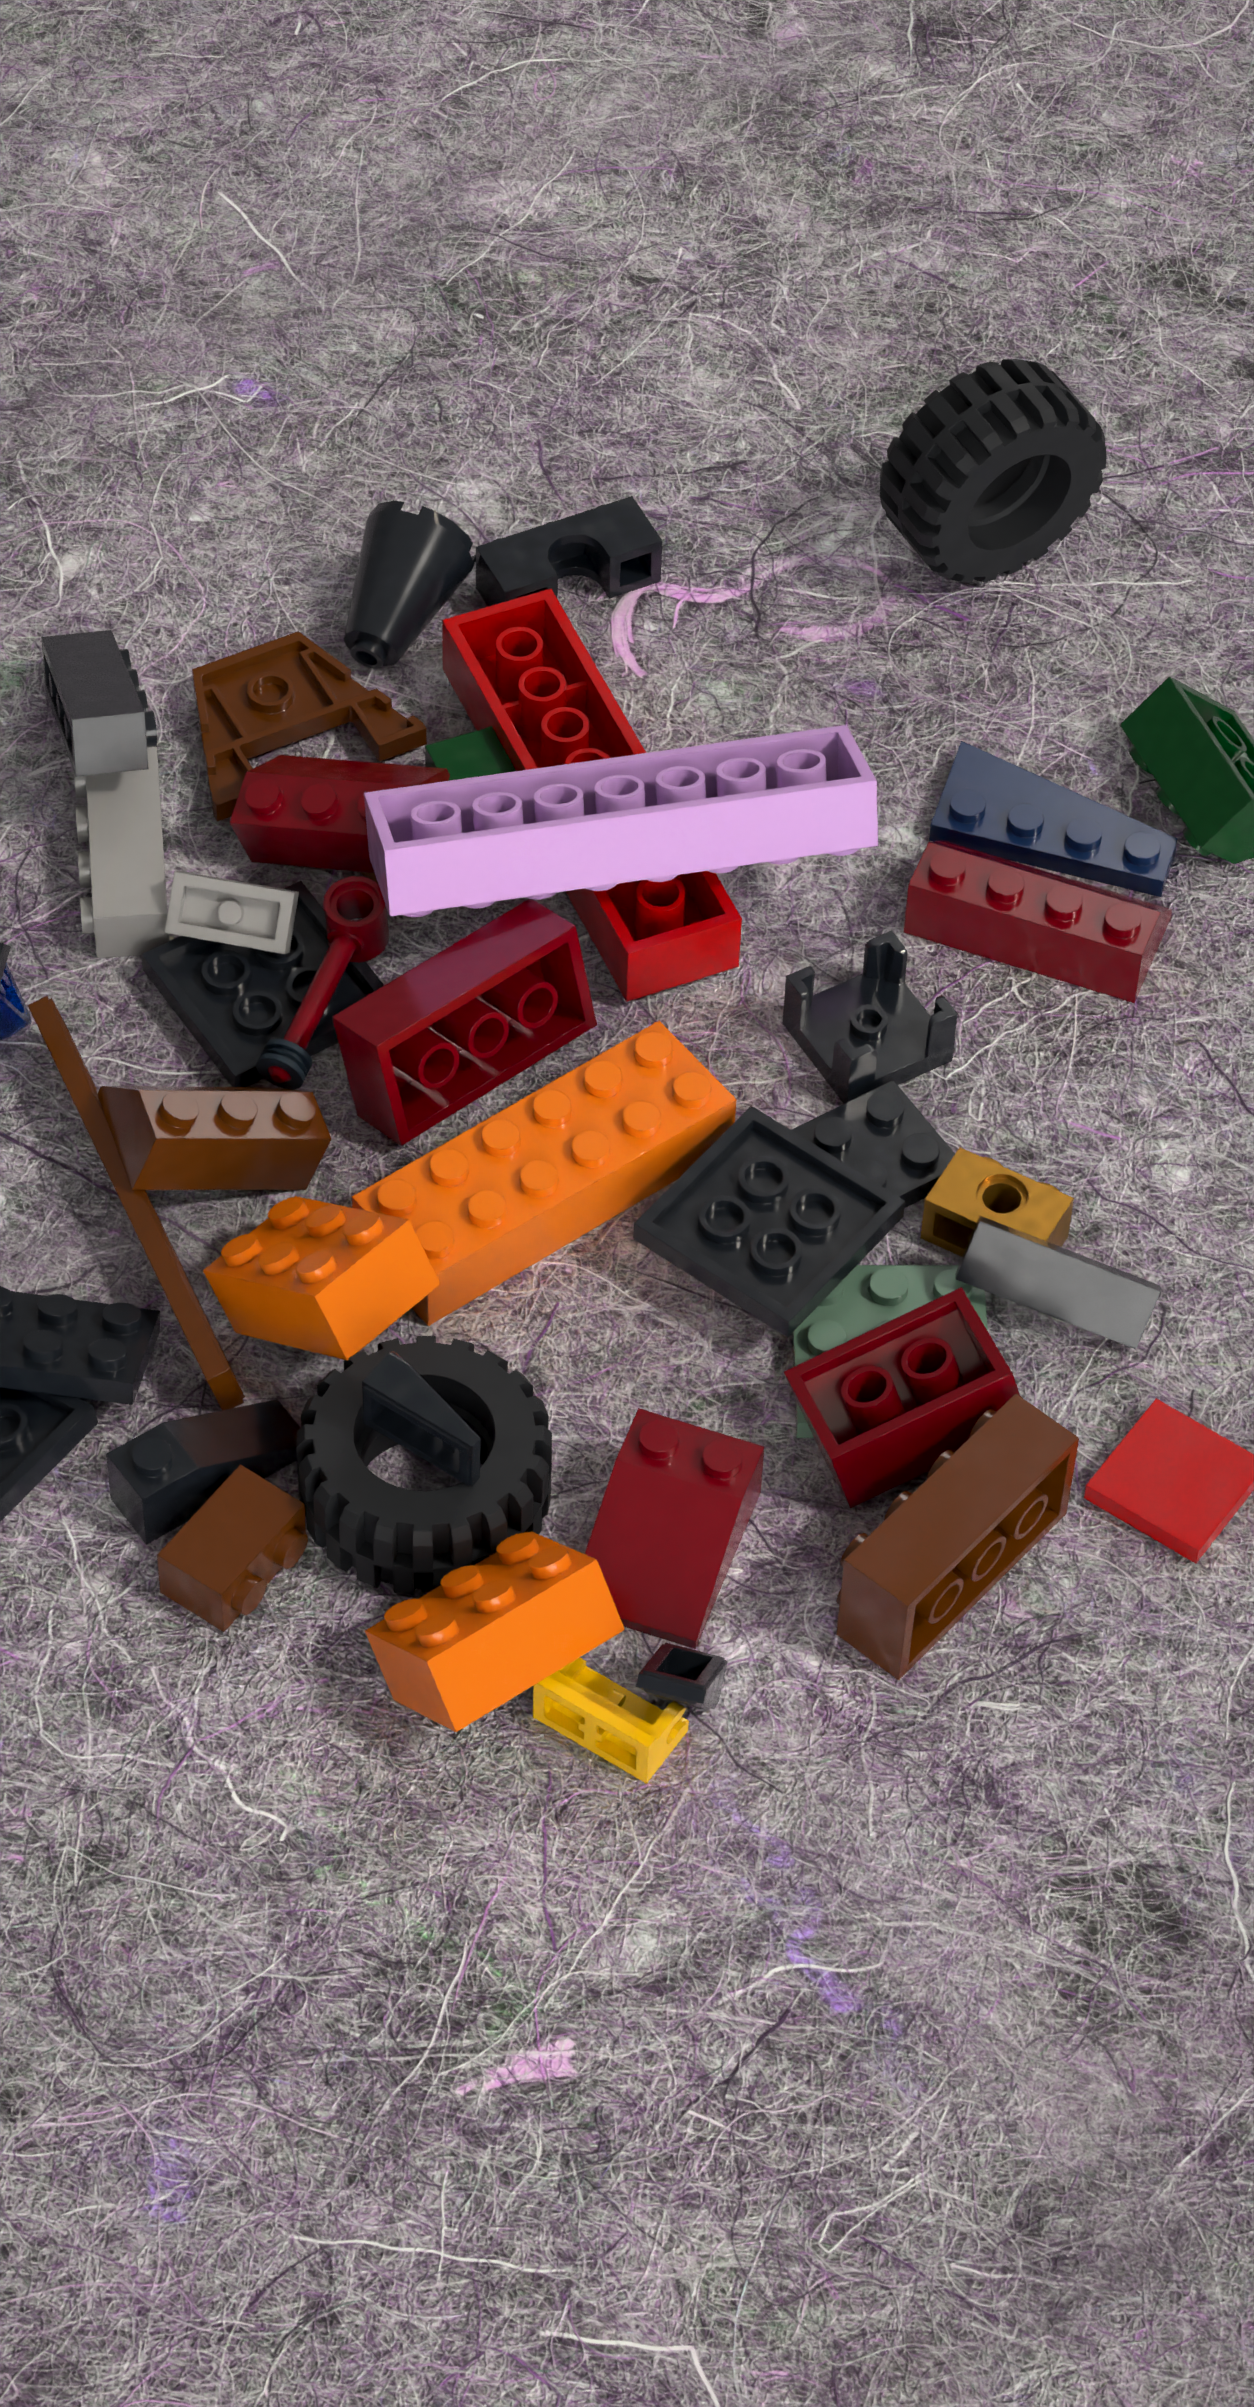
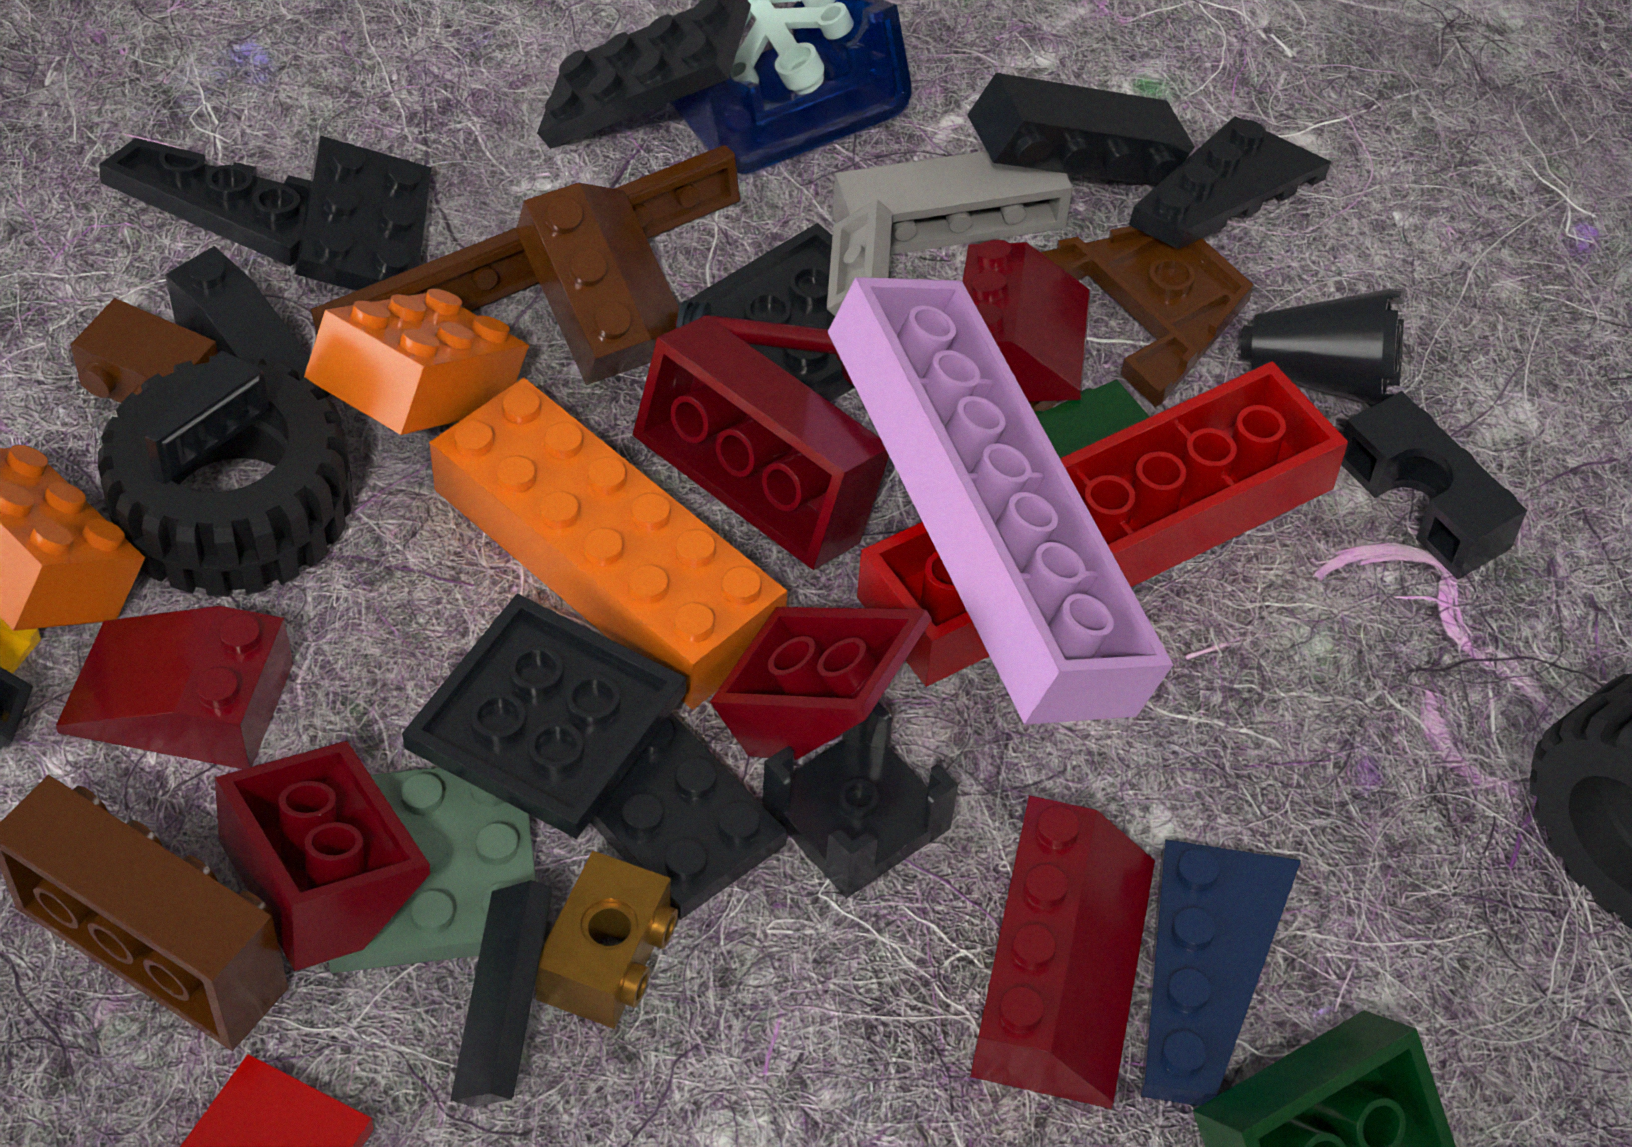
camera: 80 degrees right, 0 degrees up
(152, 622) = (1225, 179): none -> black wing
(777, 994) = (814, 675): none -> dark red slope

